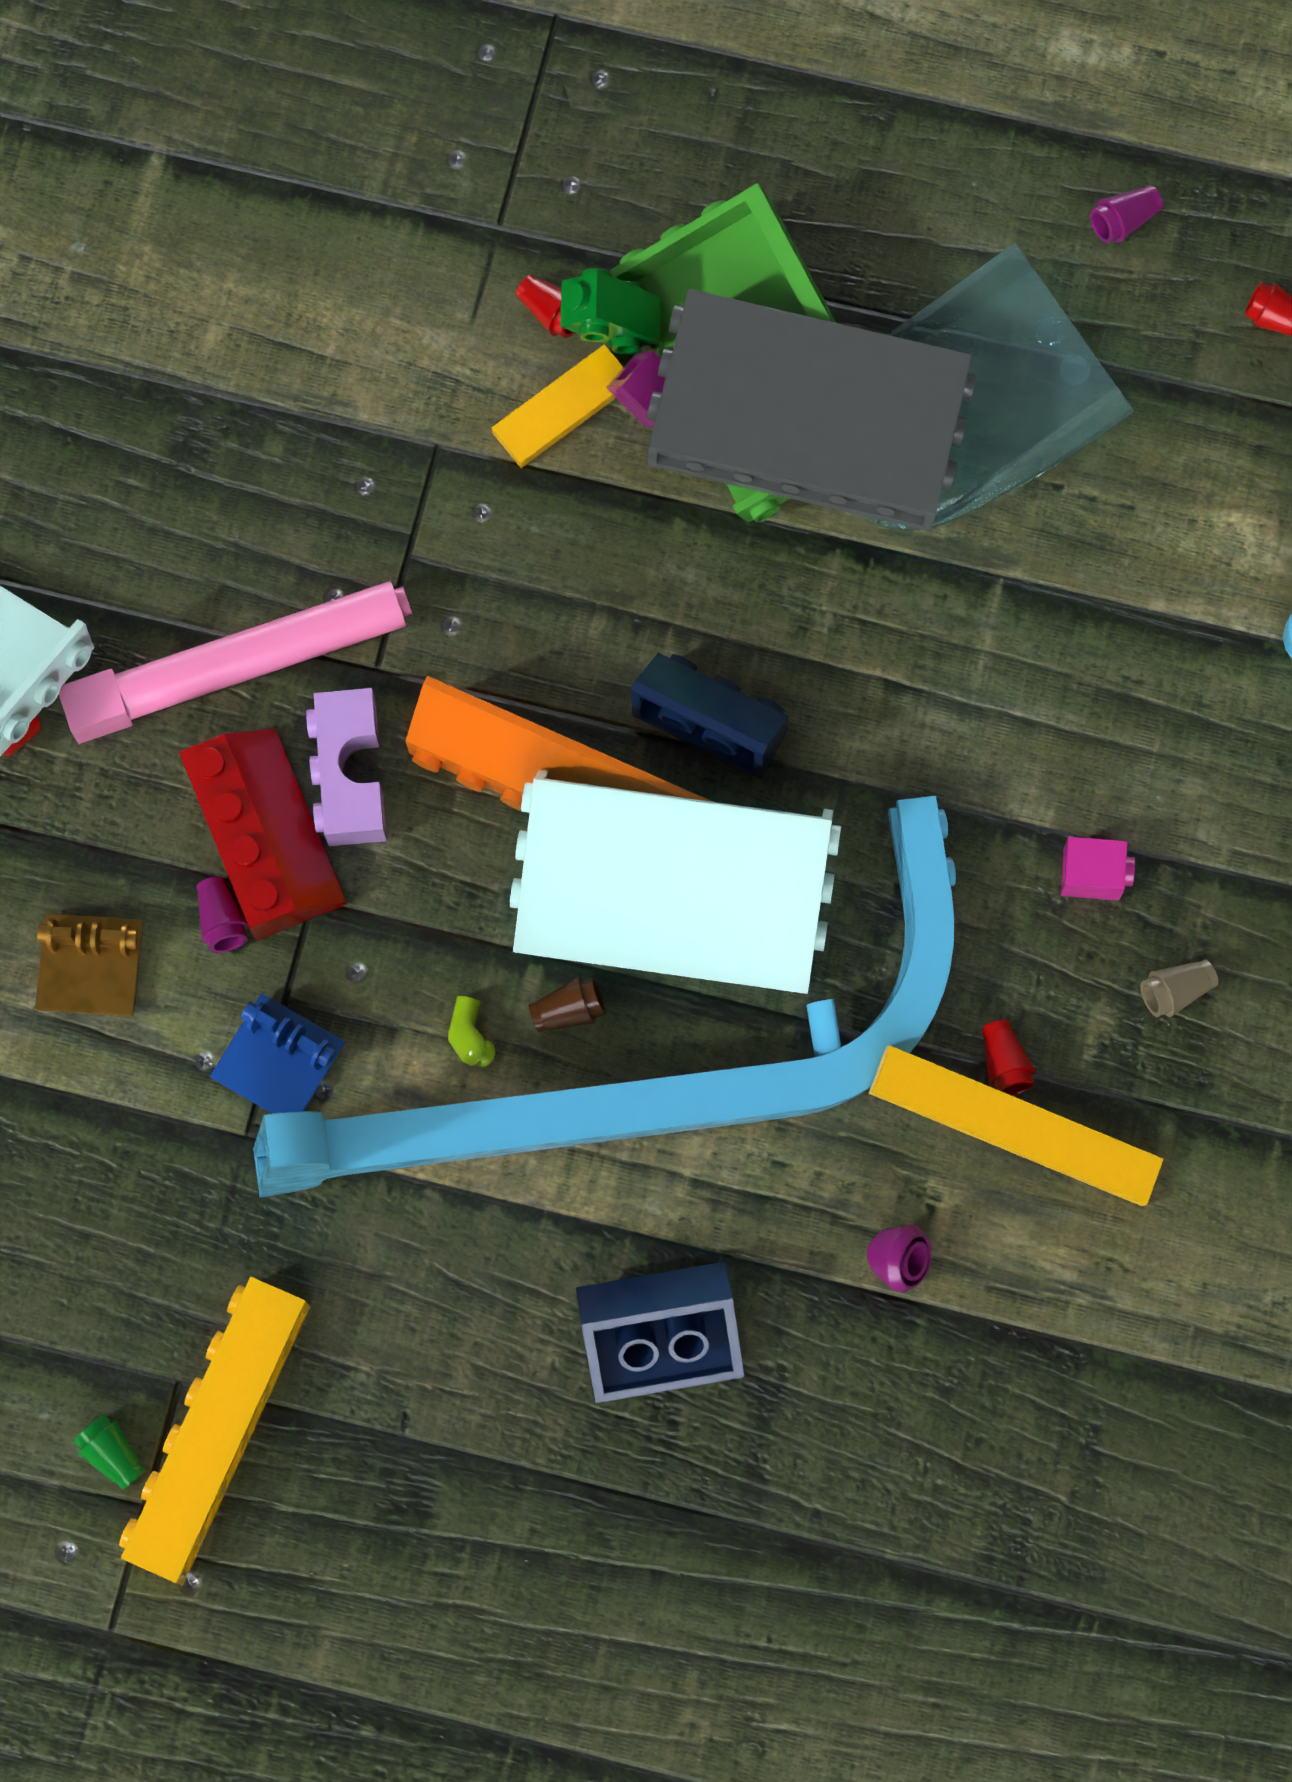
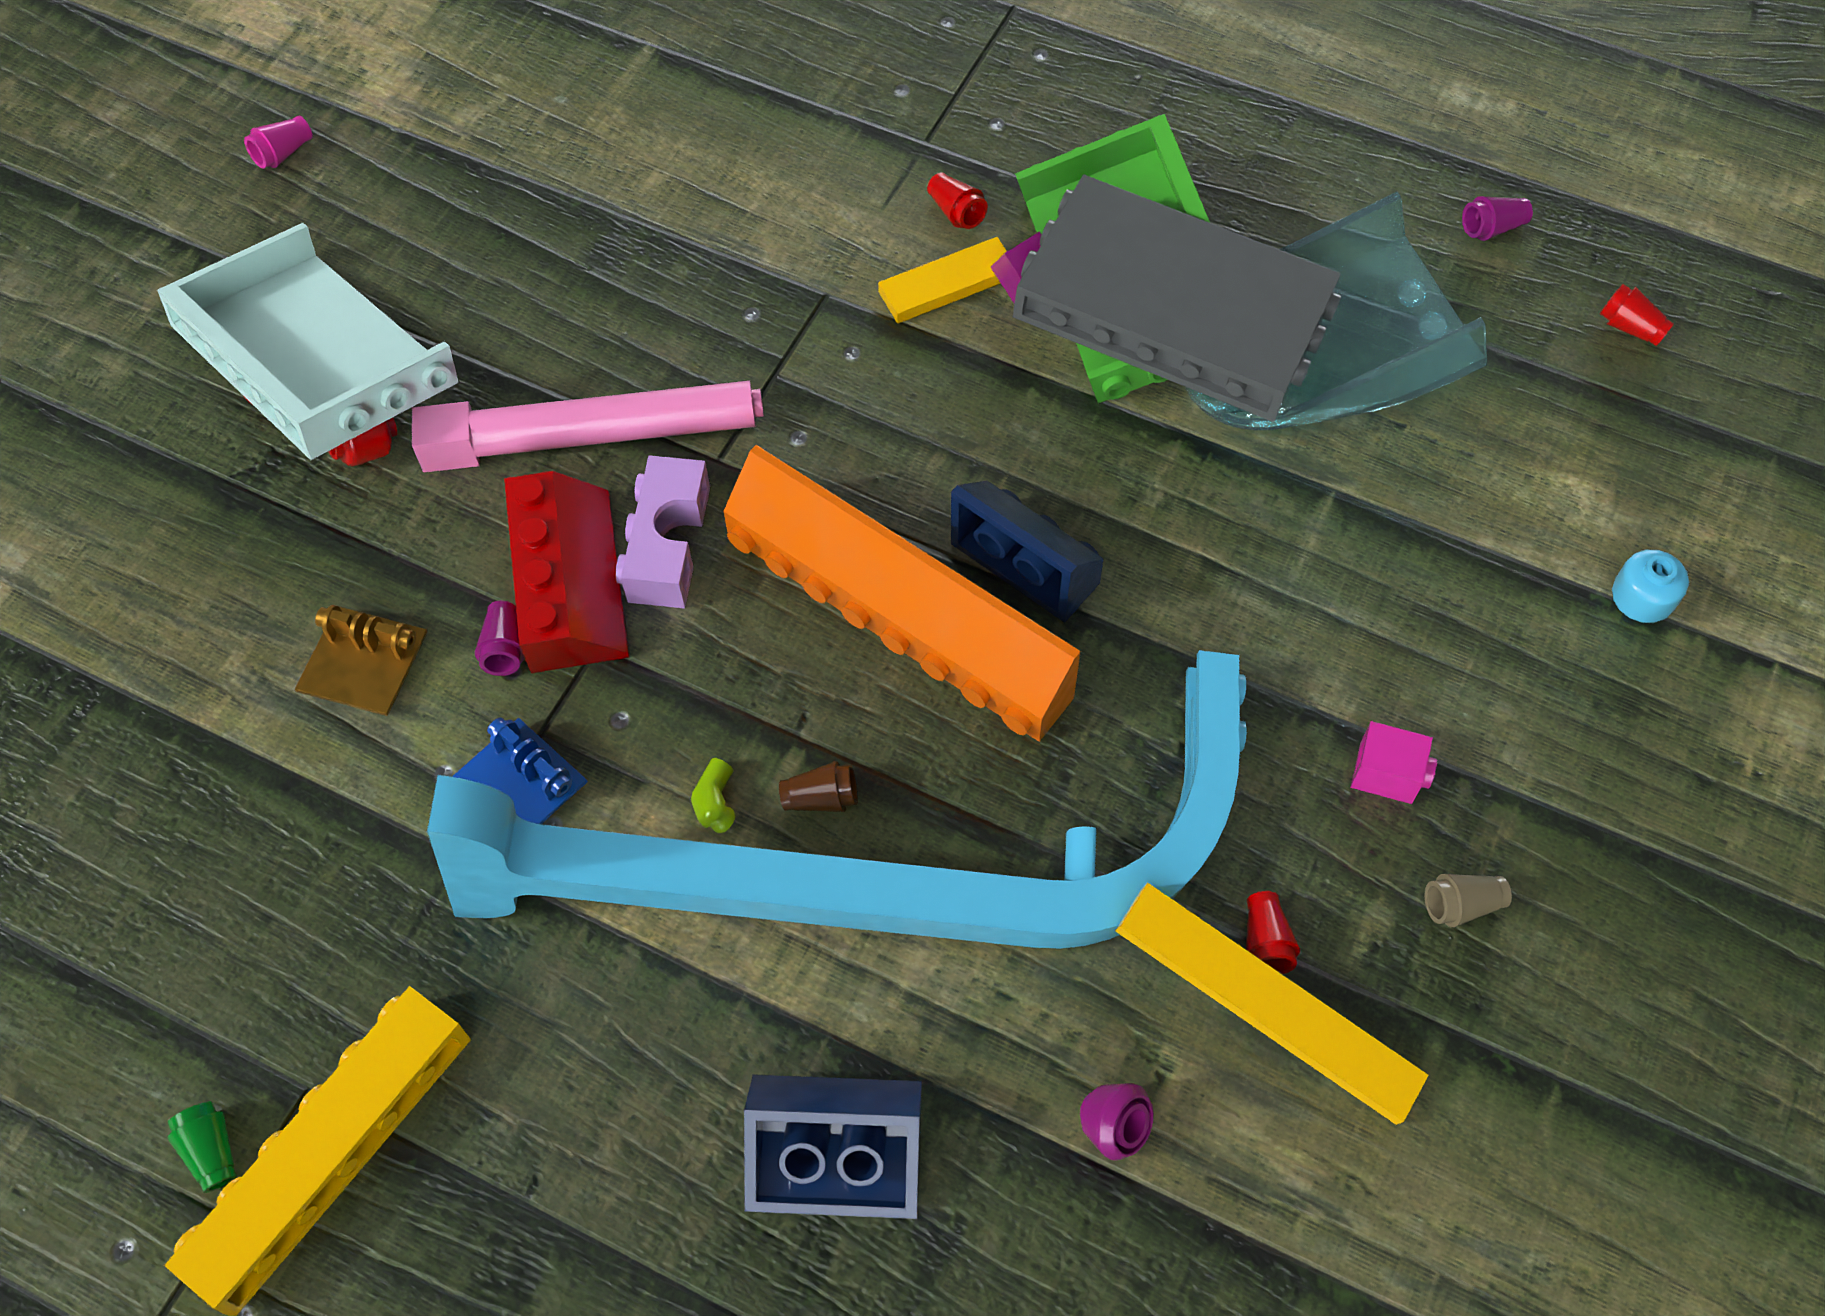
camera: 10 degrees right, 15 degrees down
(610, 311) = (1006, 198): green brick -> none
(672, 884) = (955, 682): light aqua panel -> none

